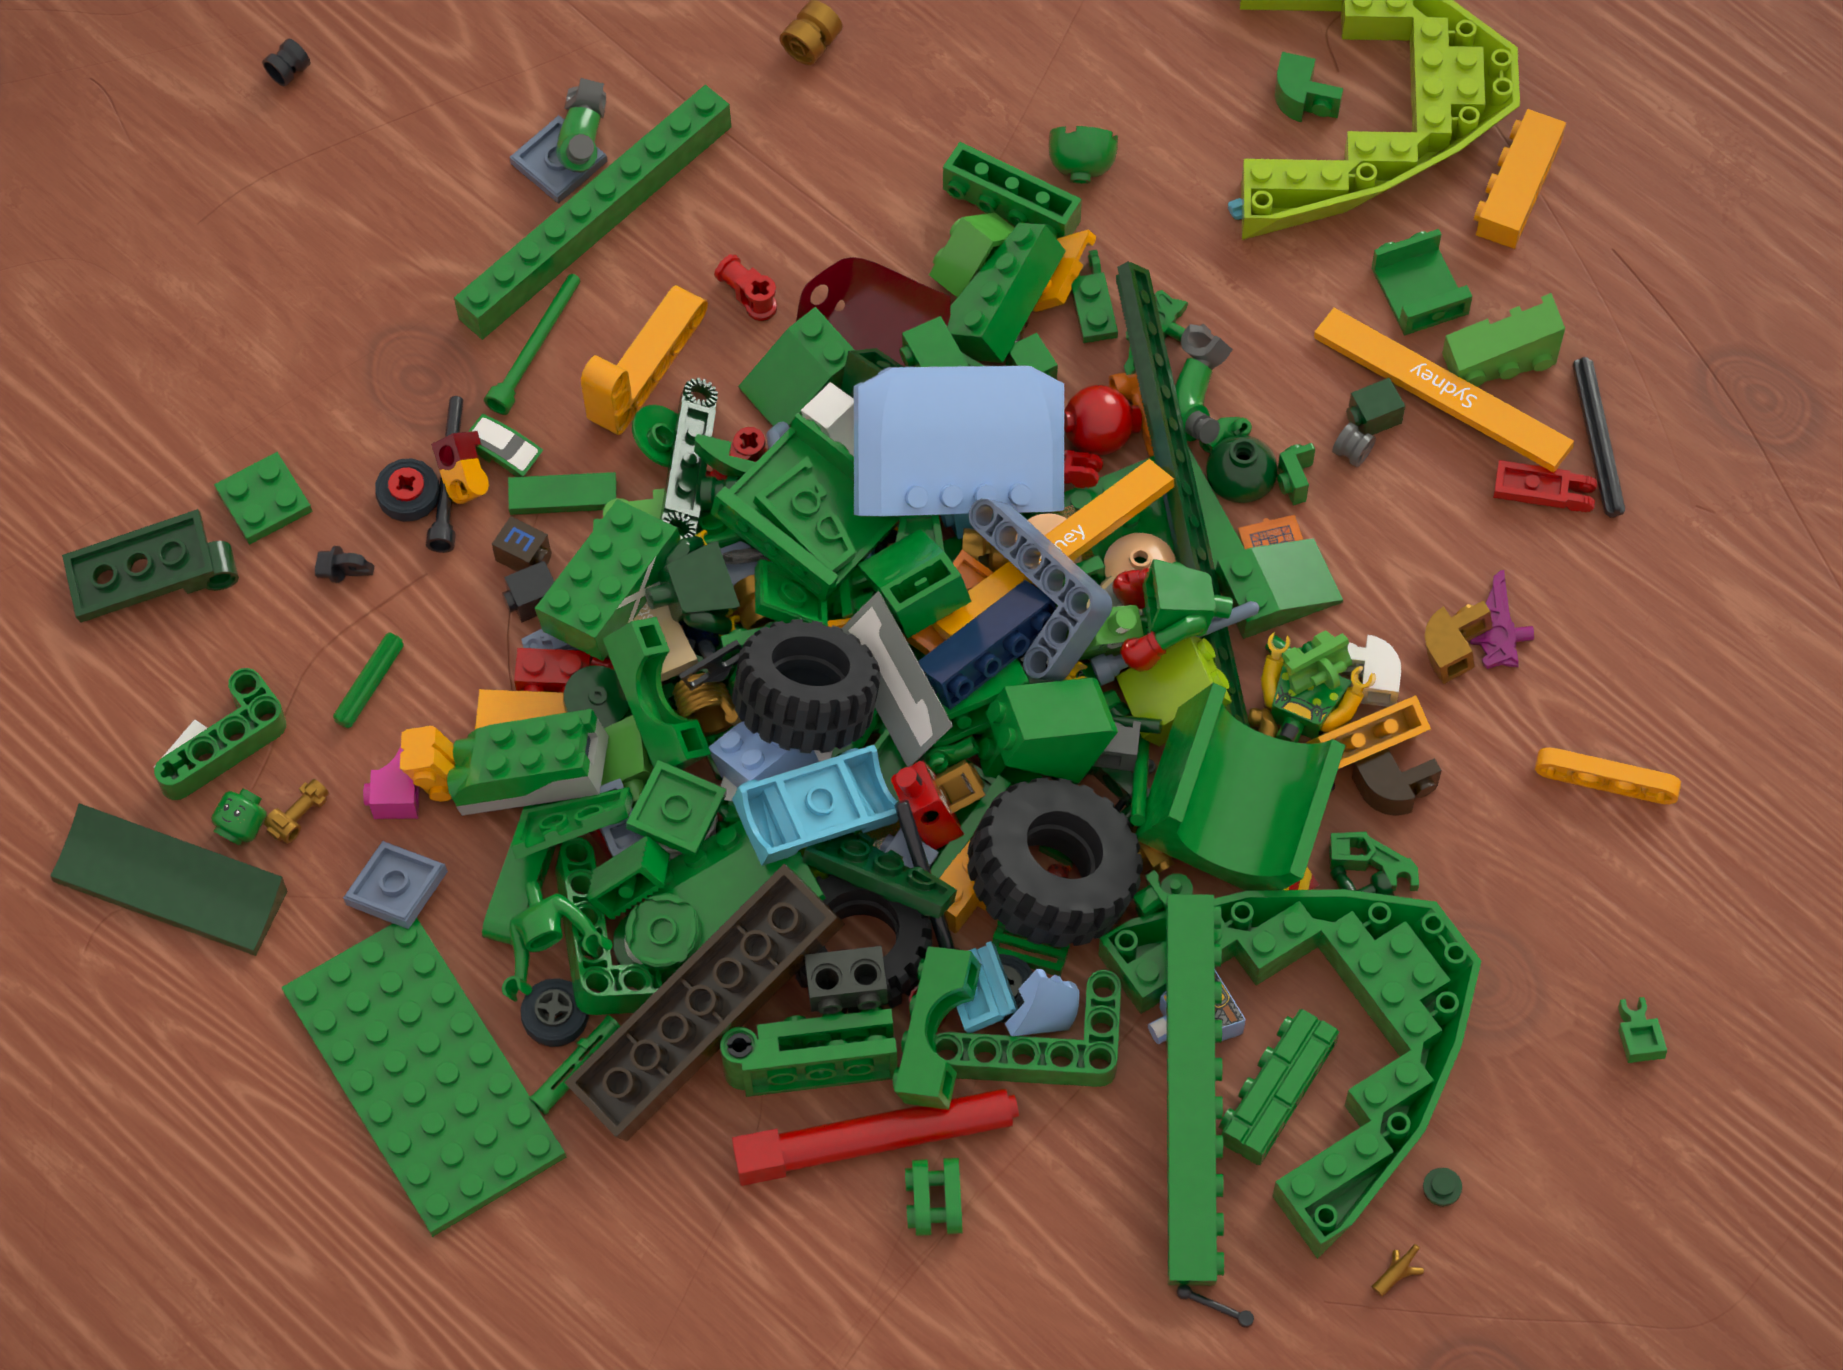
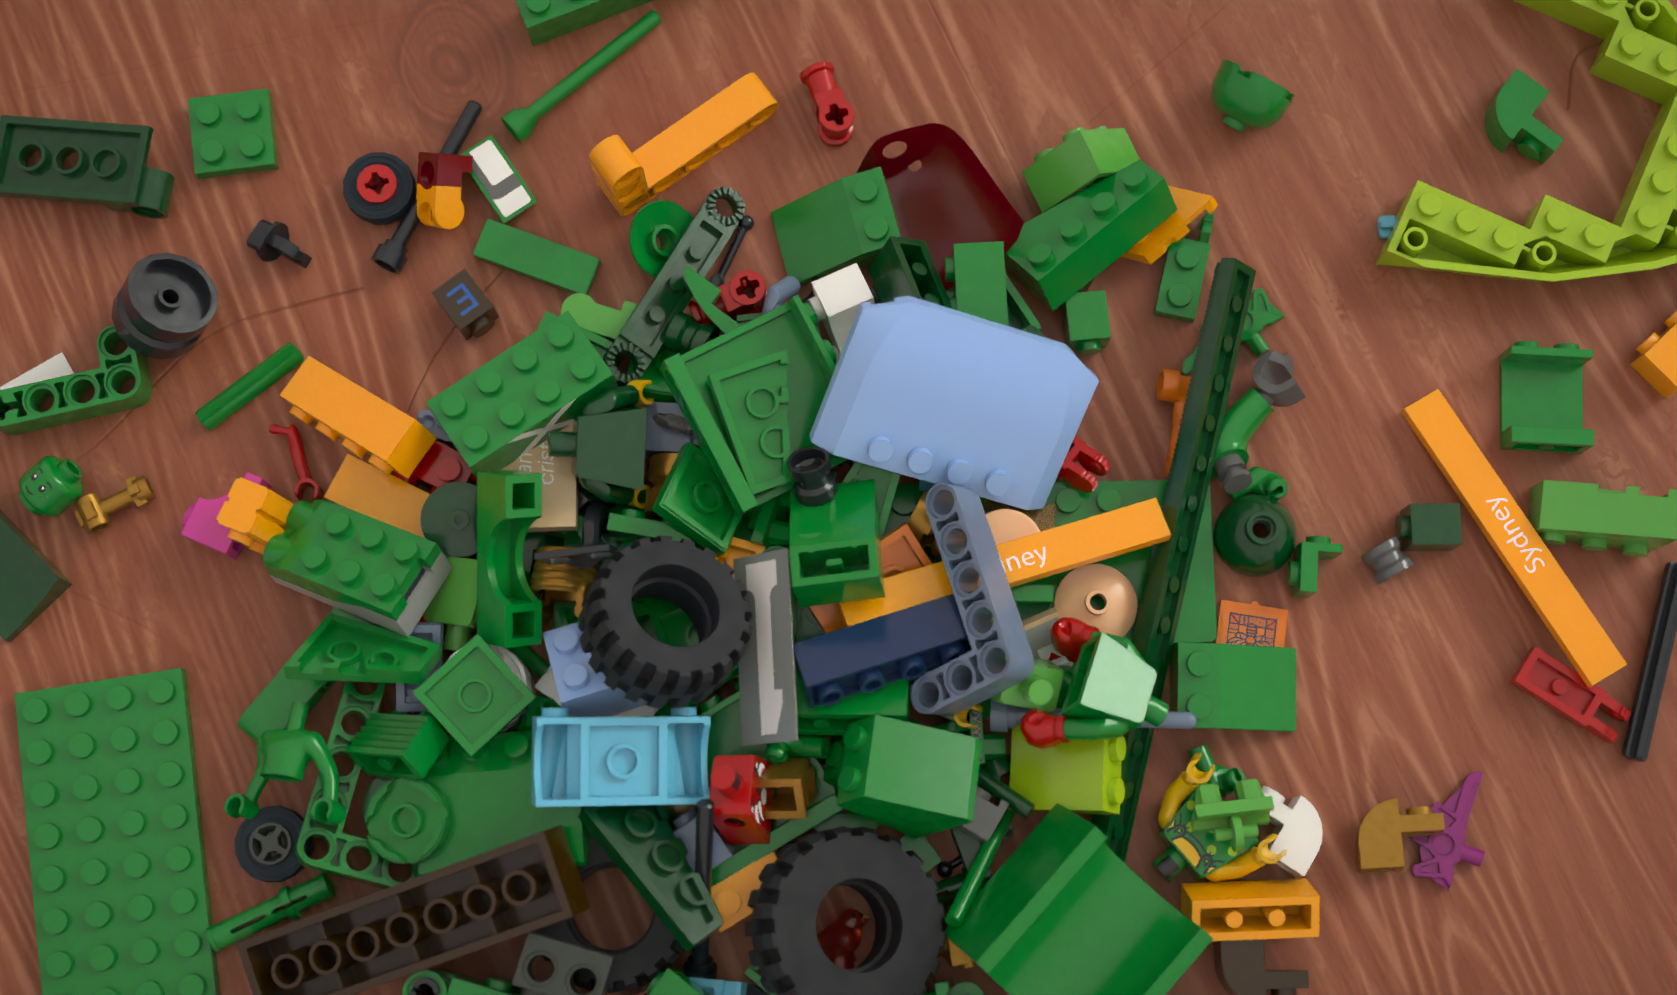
camera: 20 degrees right, 15 degrees up
(275, 637) = (164, 306): none -> black wheel
(395, 884) = (175, 631): sand blue tile -> none
(434, 718) = (299, 460): none -> red piece
(476, 655) = (358, 417): none -> light orange brick
(527, 589) = (451, 358): black brick -> none
(722, 403) = (745, 224): none -> black hinge
(873, 543) = (812, 476): none -> black wheel
(1009, 191) = (1150, 114): green brick -> none
(1100, 420) = (1129, 418): red brick -> none
(1263, 720) = (1148, 846): pearl gold arm -> none

